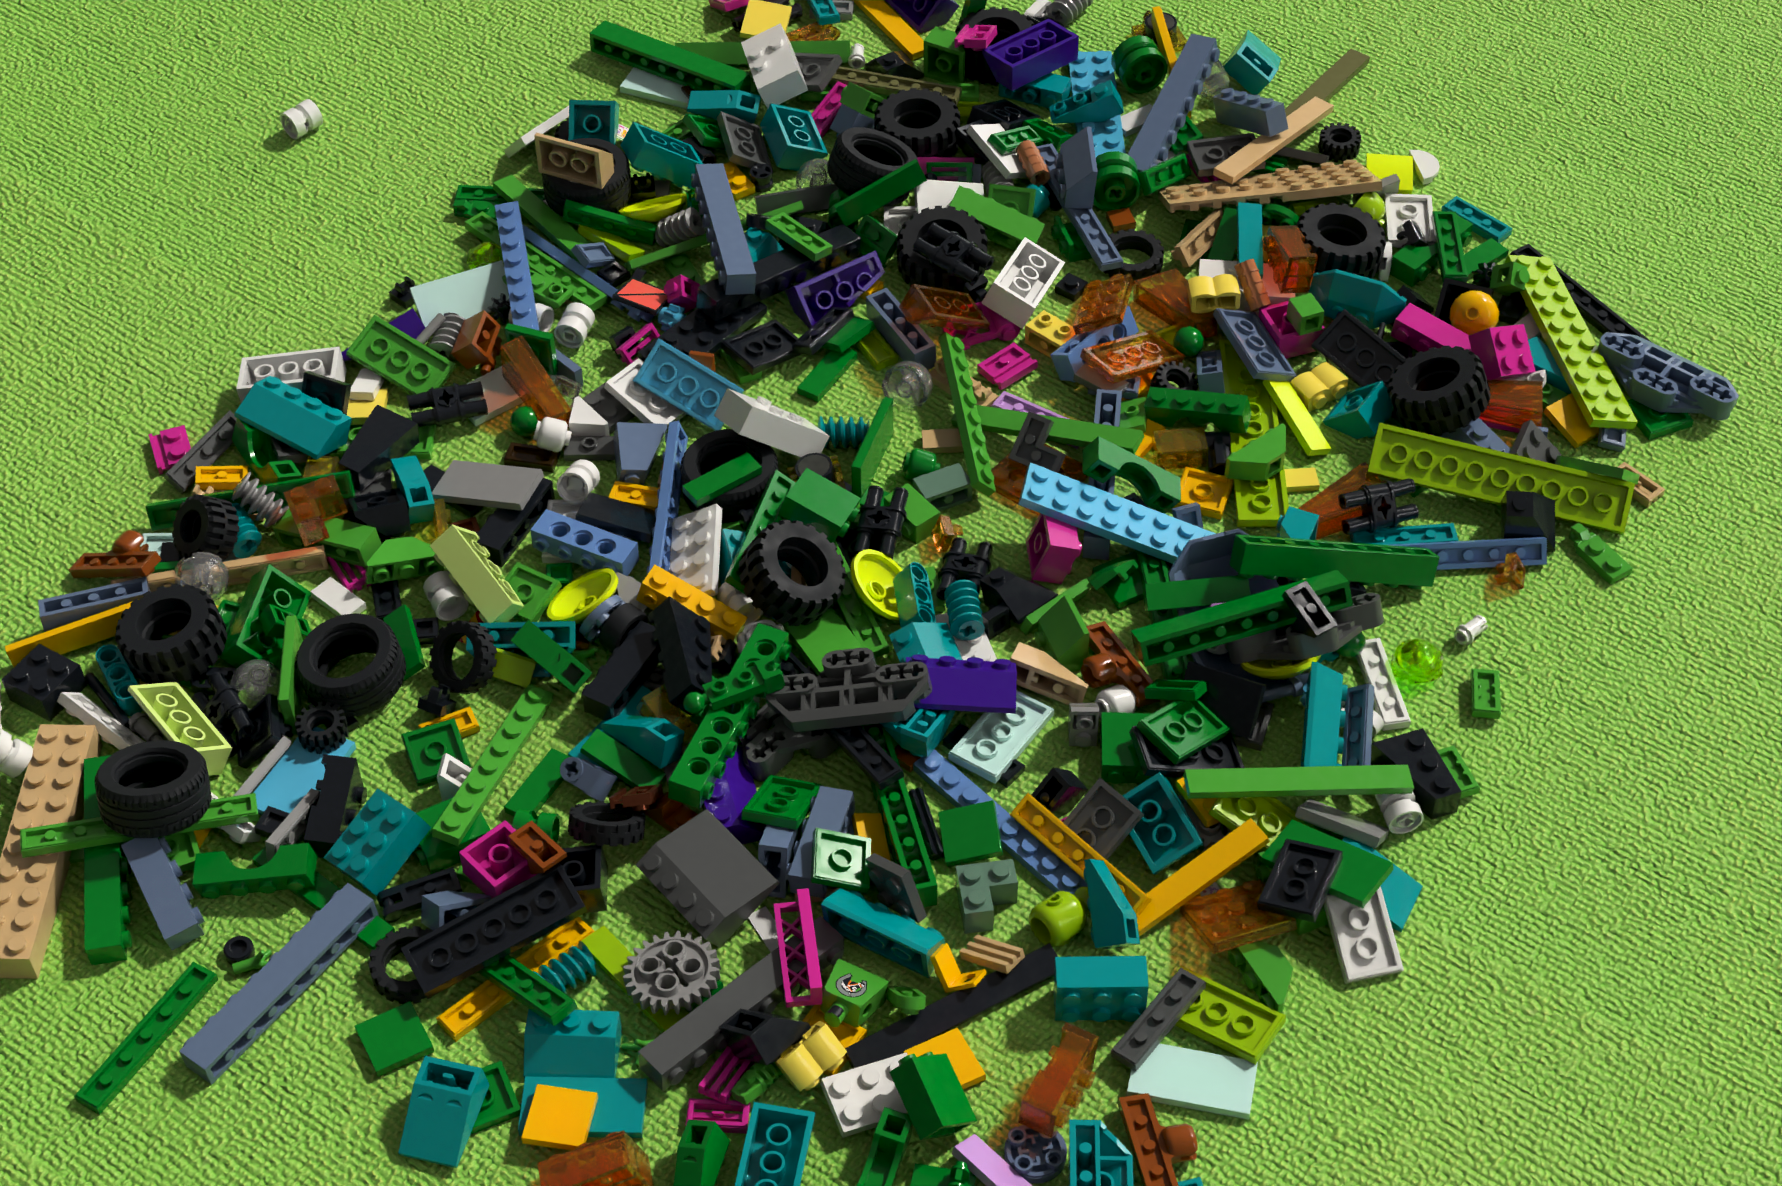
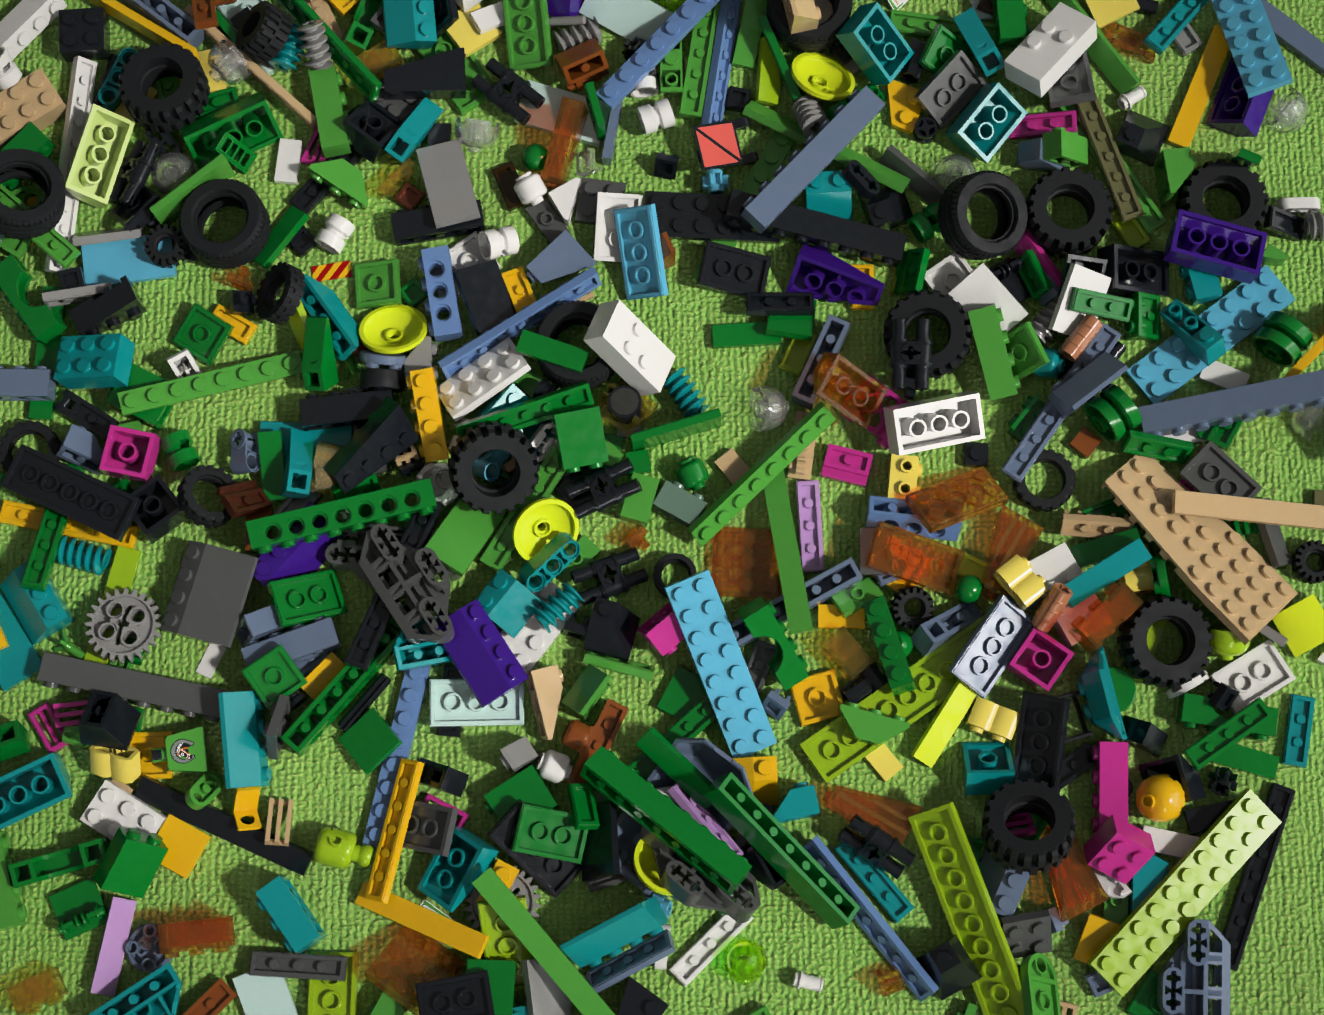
camera: 55 degrees right, 30 degrees up
(313, 505) = (330, 85): clear orange brick -> none
(412, 691) = (241, 279): none -> clear orange tile
(462, 443) = (476, 133): none -> clear cylinder
(476, 575) = (356, 245): yellowish green wedge -> none
(536, 847) = (137, 477): dark orange slope -> none
(538, 785) = (224, 422): green tile -> none
(593, 254) = (736, 73): sand blue tile -> none
(626, 356) = (670, 176): dark pink tile -> none
(678, 290) = (737, 169): dark pink brick -> none
(737, 686) = (353, 507): green plate -> none
(798, 236) = (852, 219): bright green plate -> none
(809, 948) = (188, 705): dark pink fence -> none
(880, 192) = (947, 246): green tile -> none
(977, 37) = (1194, 191): dark pink plate -> none
(981, 888) = (322, 777): sand green brick -> none
(1002, 513) = (668, 559): none -> black tyre
(1030, 444) = (752, 551): dark grey plate -> none
(1111, 913) = (356, 883): teal slope -> none
(1121, 569) = (672, 685): green slope -> none
(1250, 112) = (1279, 472): sand blue brick -> none
(1305, 314) = (1044, 669): bright green brick -> none
(1310, 612) = (686, 873): black slope -> none
(1515, 279) = (1220, 812): bright green brick -> none

